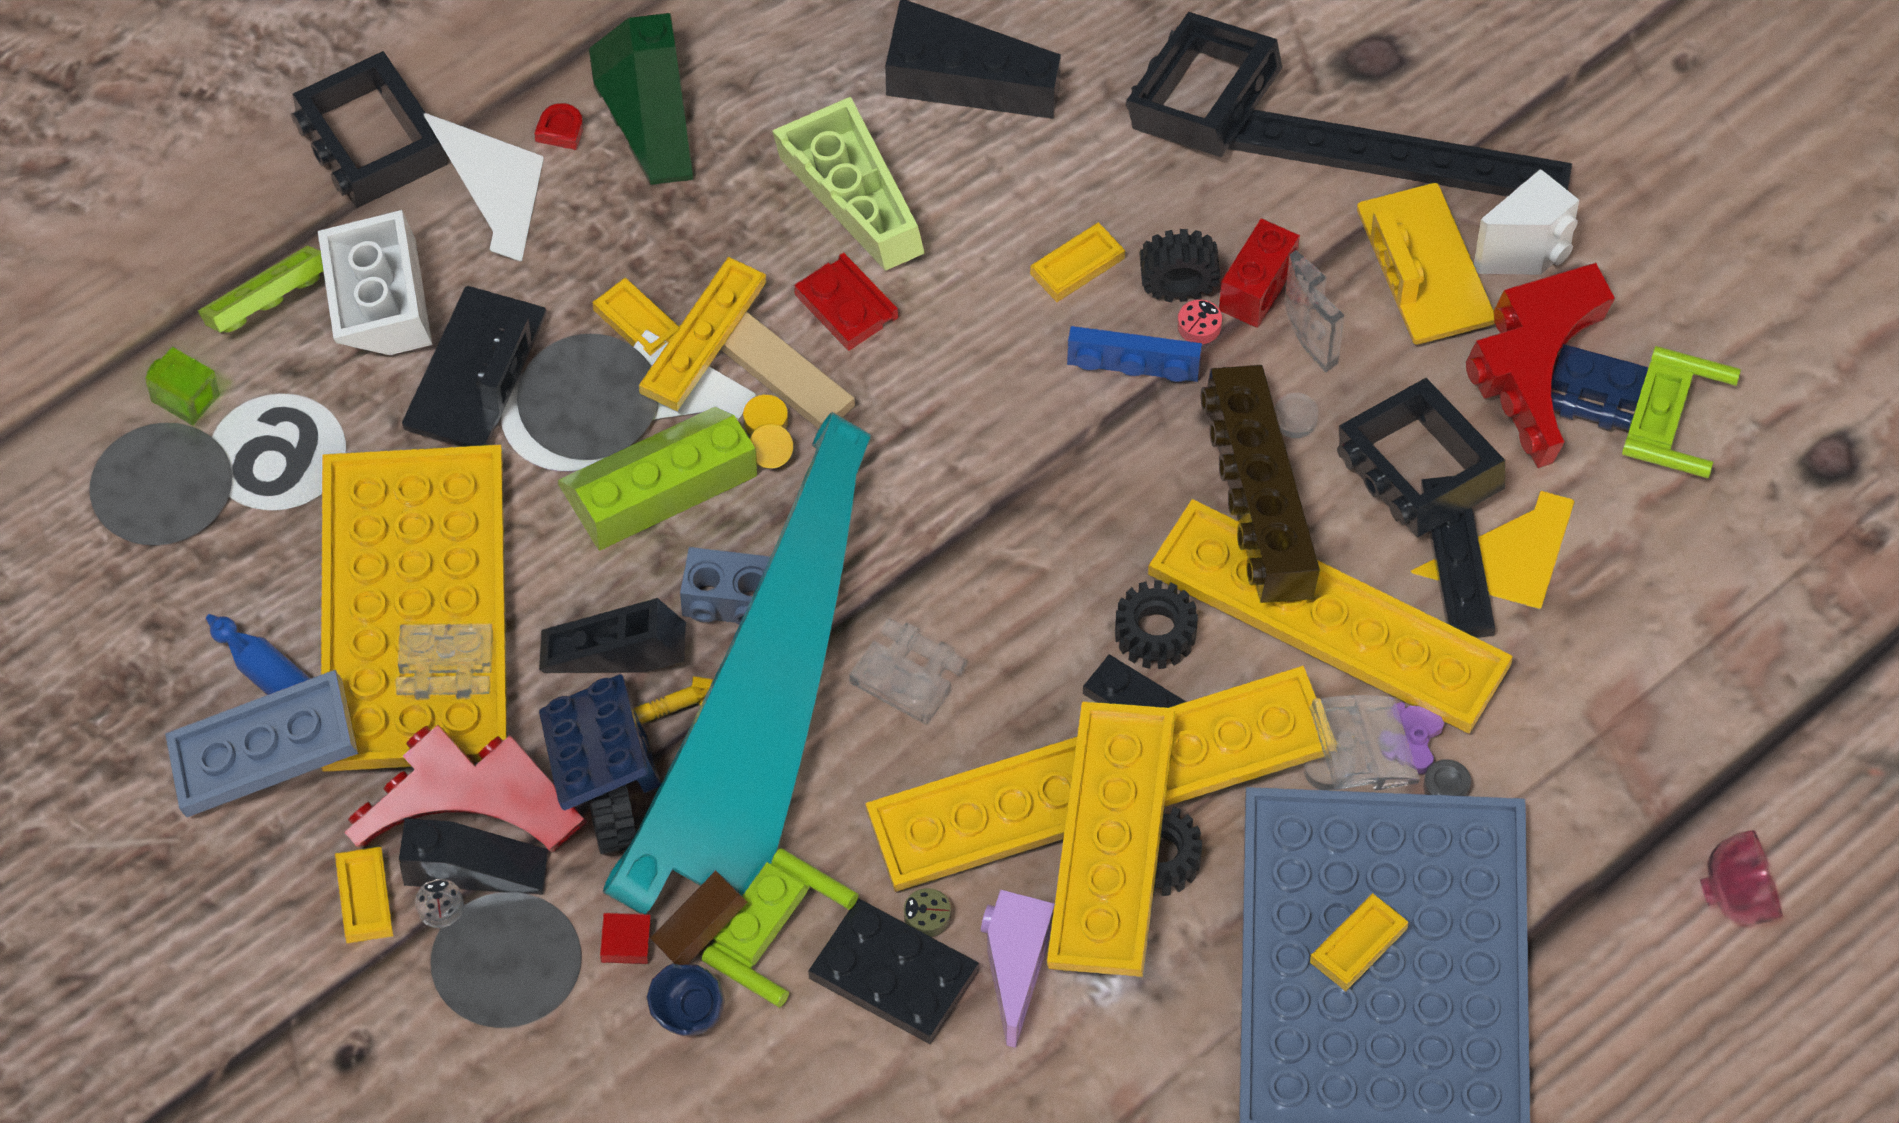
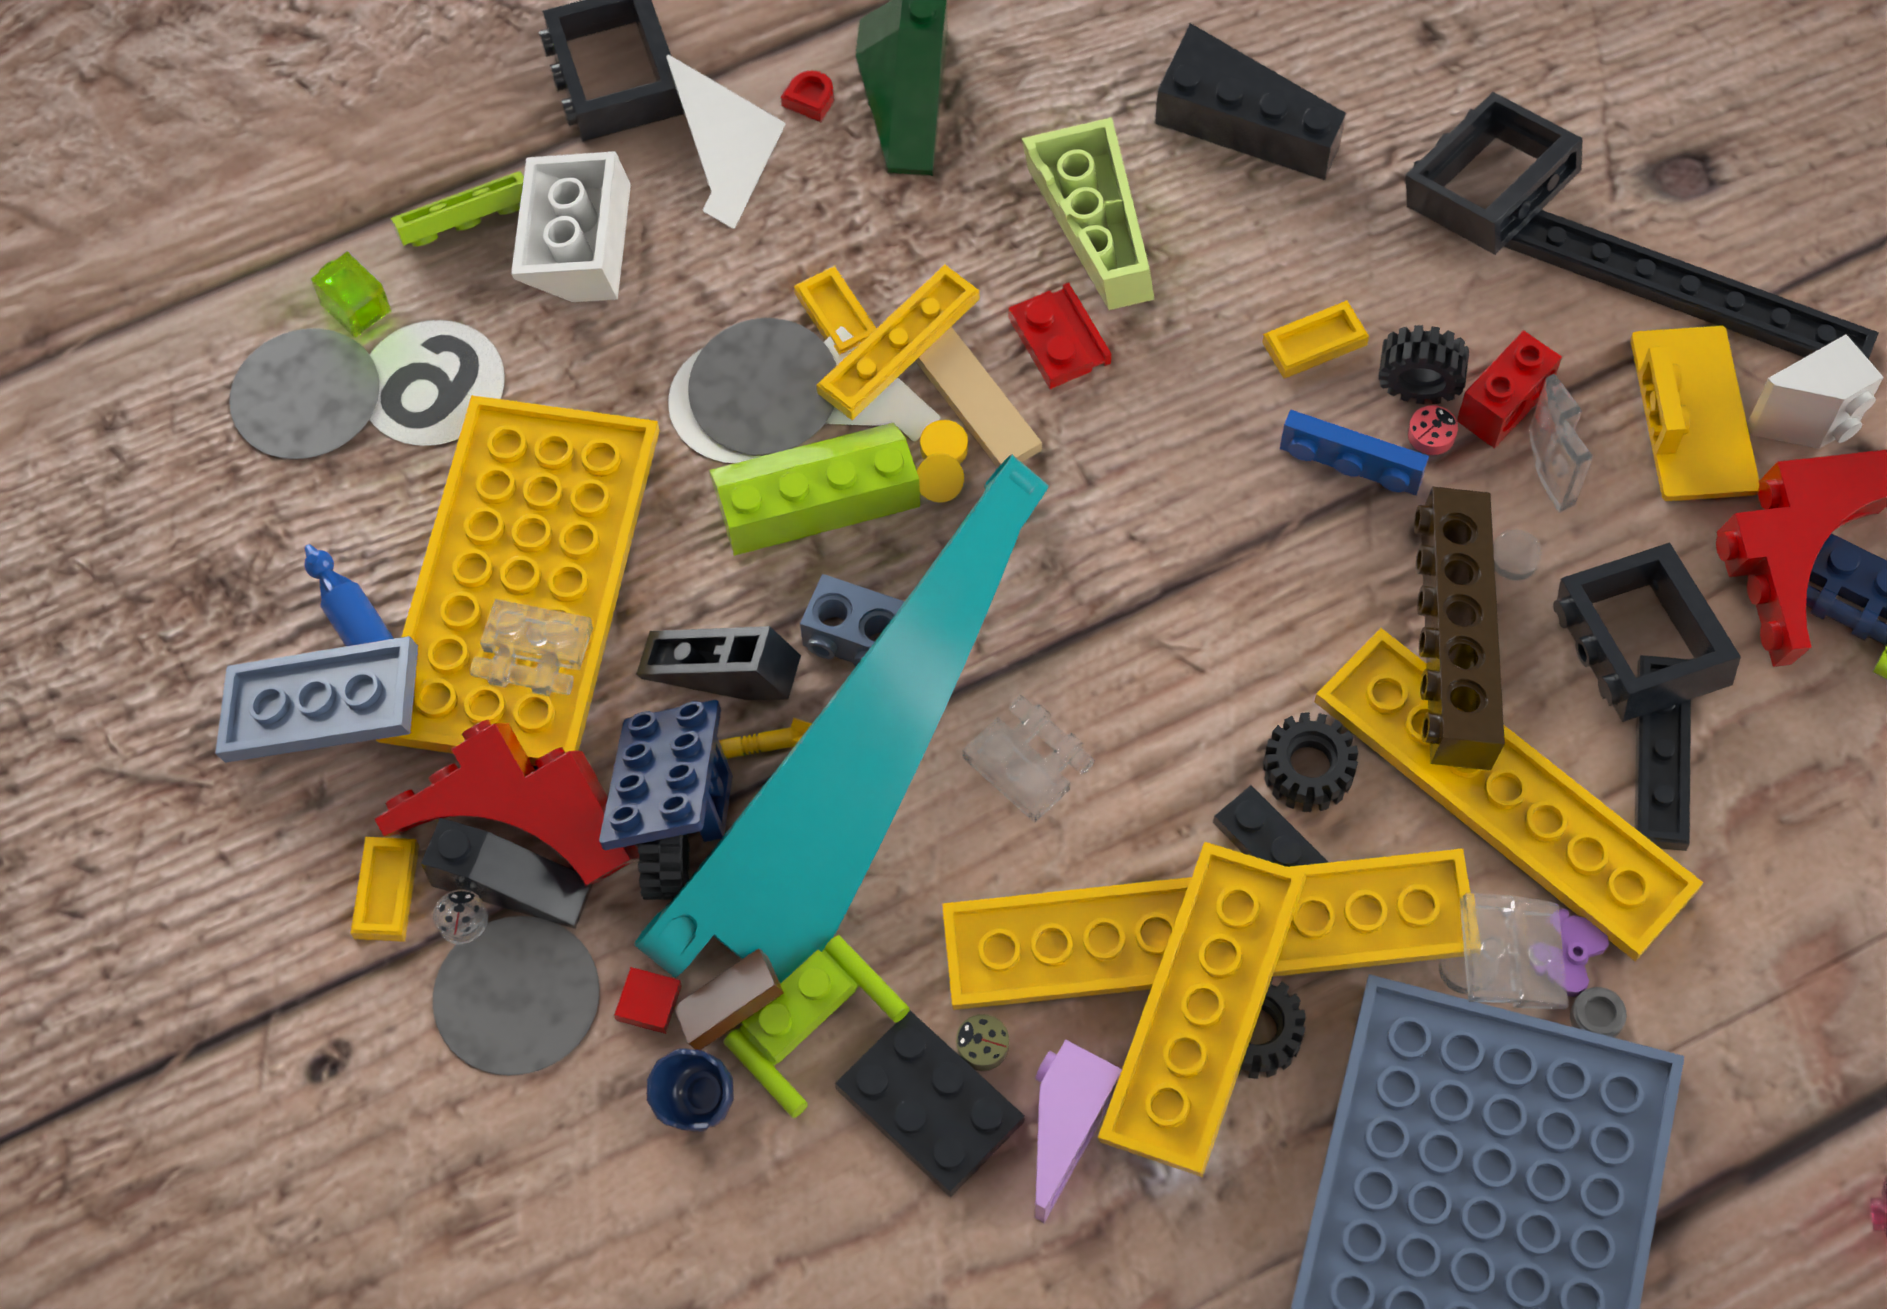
camera: 15 degrees right, 5 degrees up
(474, 368) = (654, 333): black bracket -> none
(1359, 942) = (1458, 1190): yellow tile -> none
(1521, 552) = (1736, 760): yellow sticker -> none

